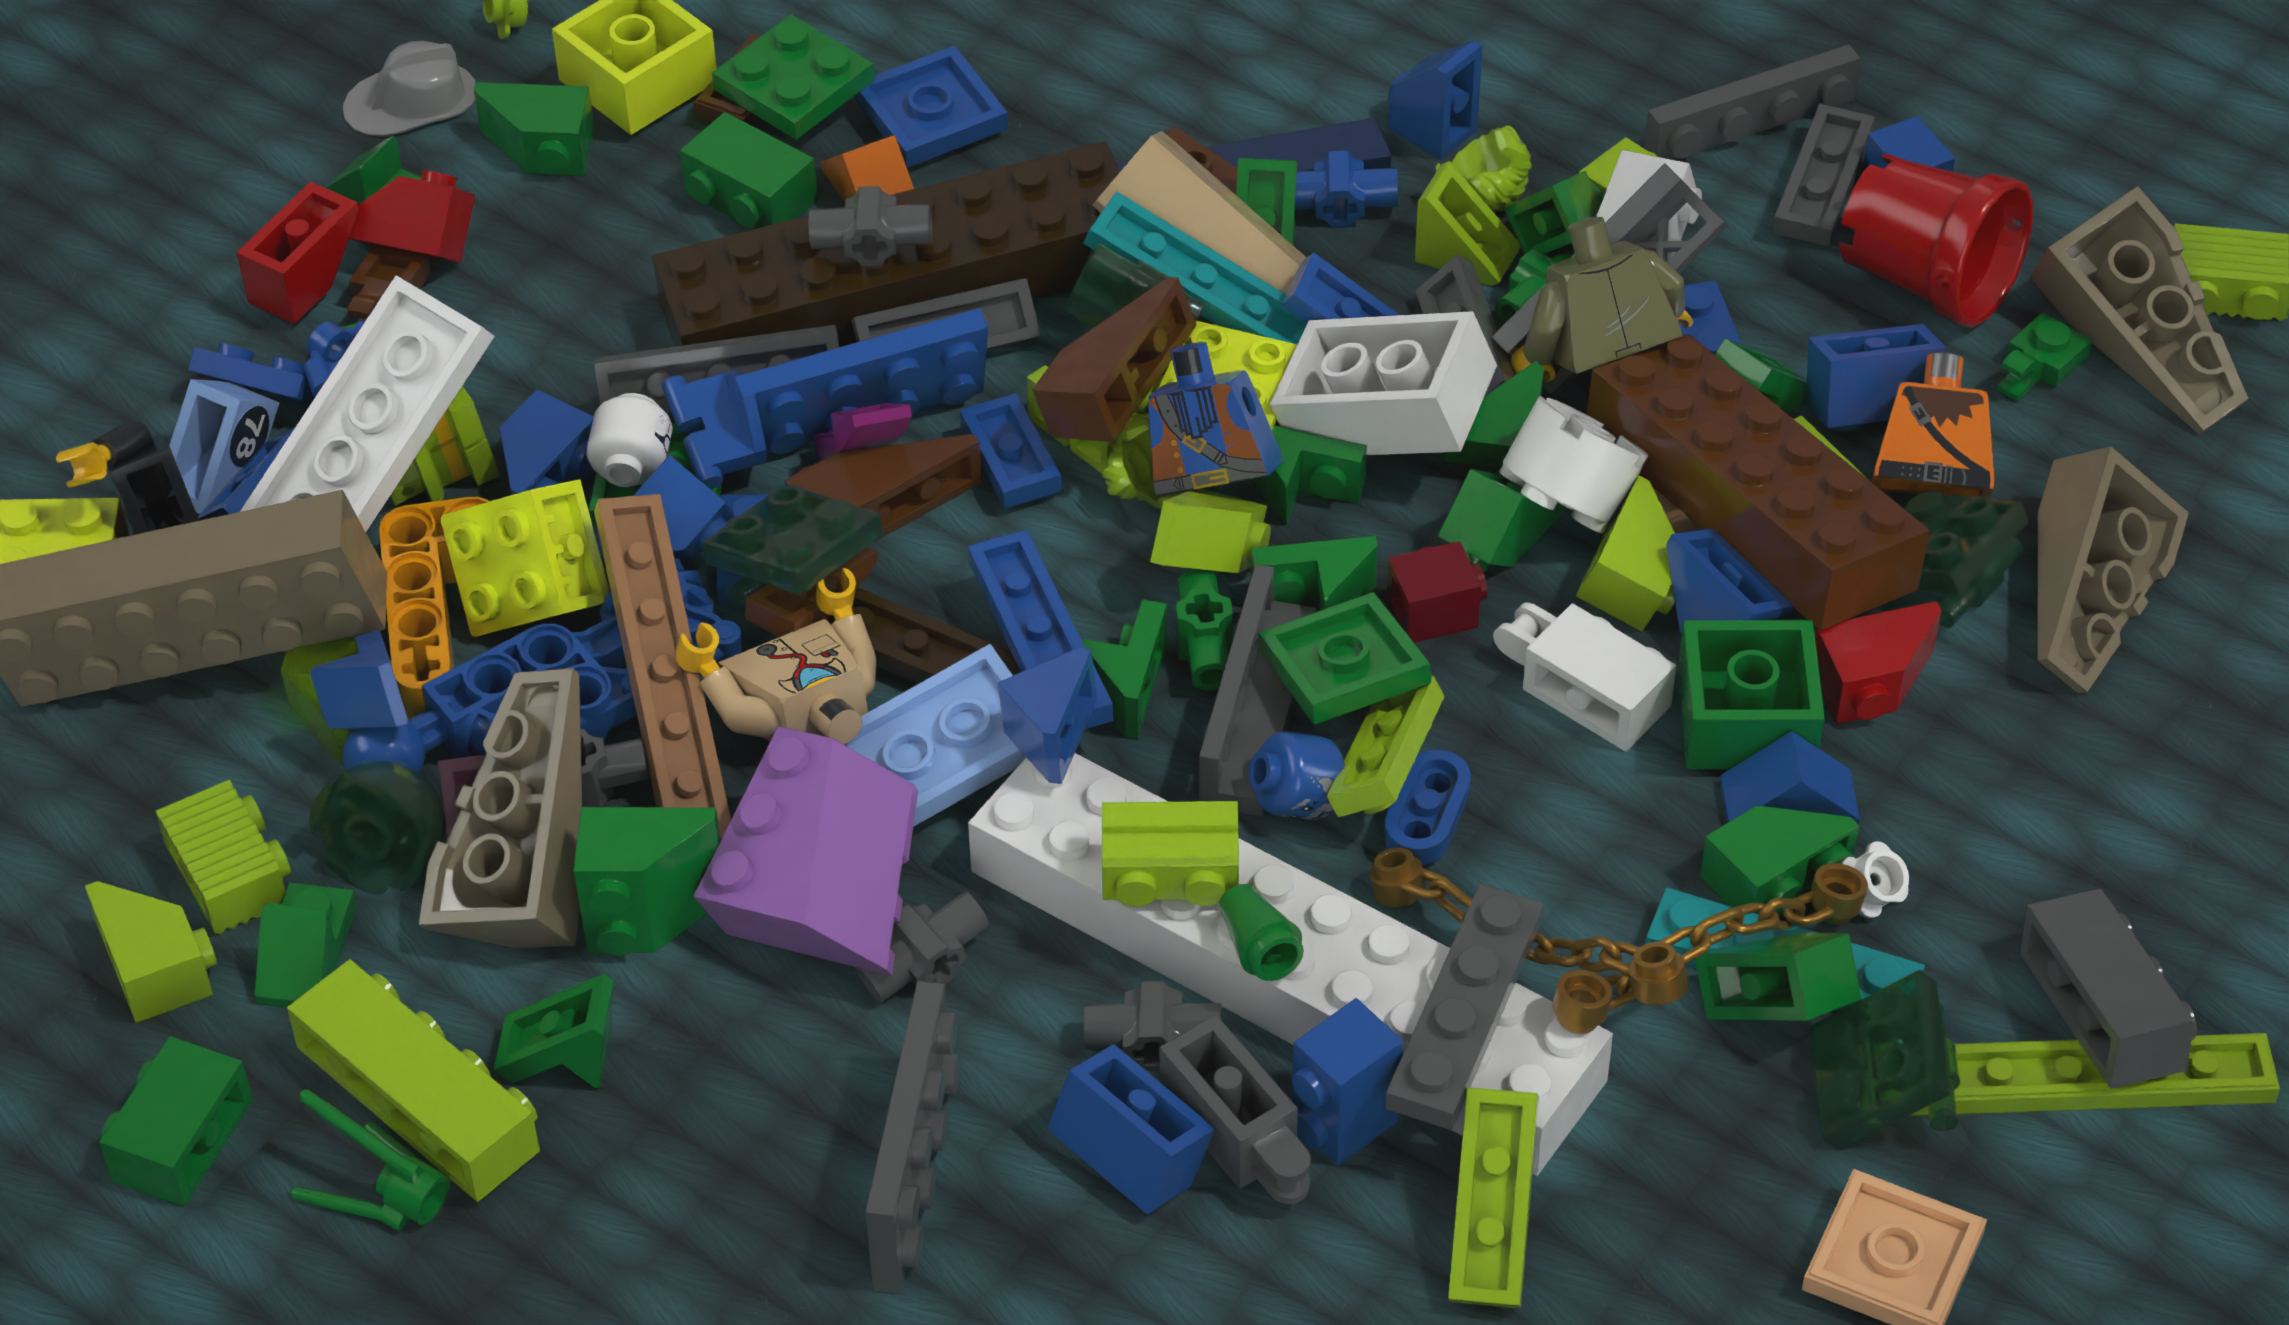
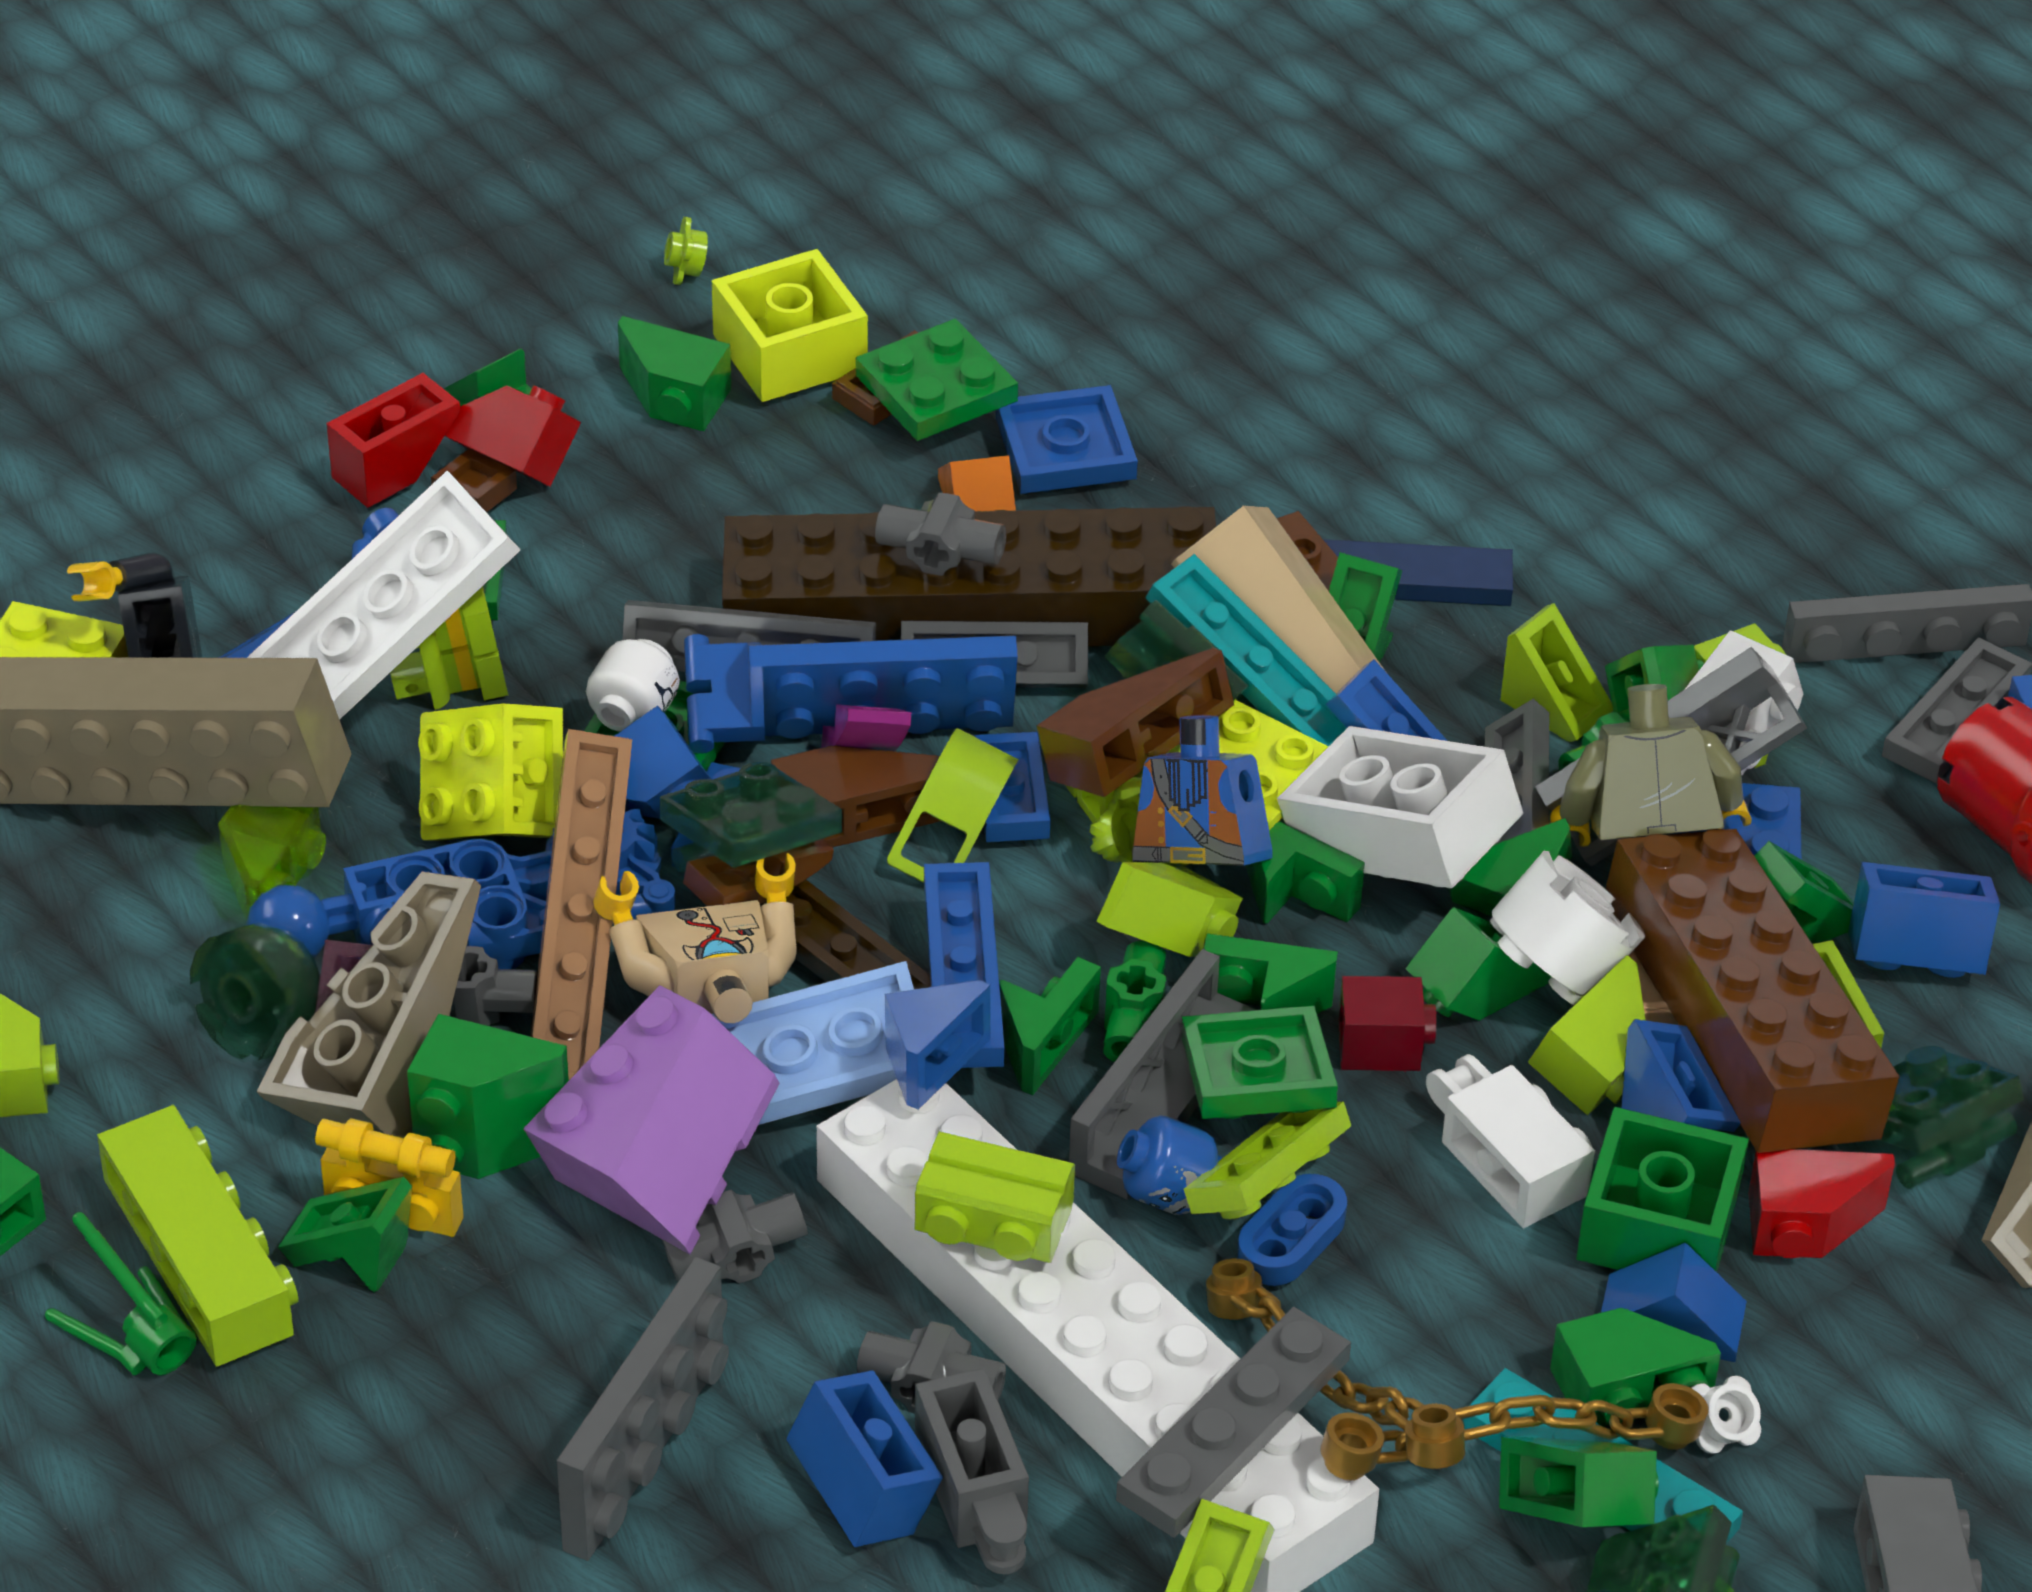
camera: 15 degrees right, 5 degrees down
(218, 435) = (248, 592): light blue slope -> none
(223, 854) = (102, 984): lime brick -> none
(234, 364) = (292, 533): blue plate -> none
(301, 941) = (145, 1077): green slope -> none
(360, 688) = (282, 854): blue slope -> none
(411, 90) = (565, 311): light grey piece -> none
(416, 594) = (376, 787): light orange beam -> none
(545, 443) = (554, 671): blue slope -> none
(554, 963) = (363, 1157): none -> yellow plate
(748, 174) = (856, 461): green brick -> none
(969, 469) = (958, 793): none -> lime piece
(1262, 936) = (1053, 1300): green cone -> none
(1343, 189) = (1449, 611): blue axle -> none
(1343, 1081) = (1080, 1459): blue brick -> none
(1438, 99) = (1579, 546): blue slope -> none
(1495, 167) = (1609, 624): lime hair -> none
(1937, 435) = (1961, 991): torso -> none

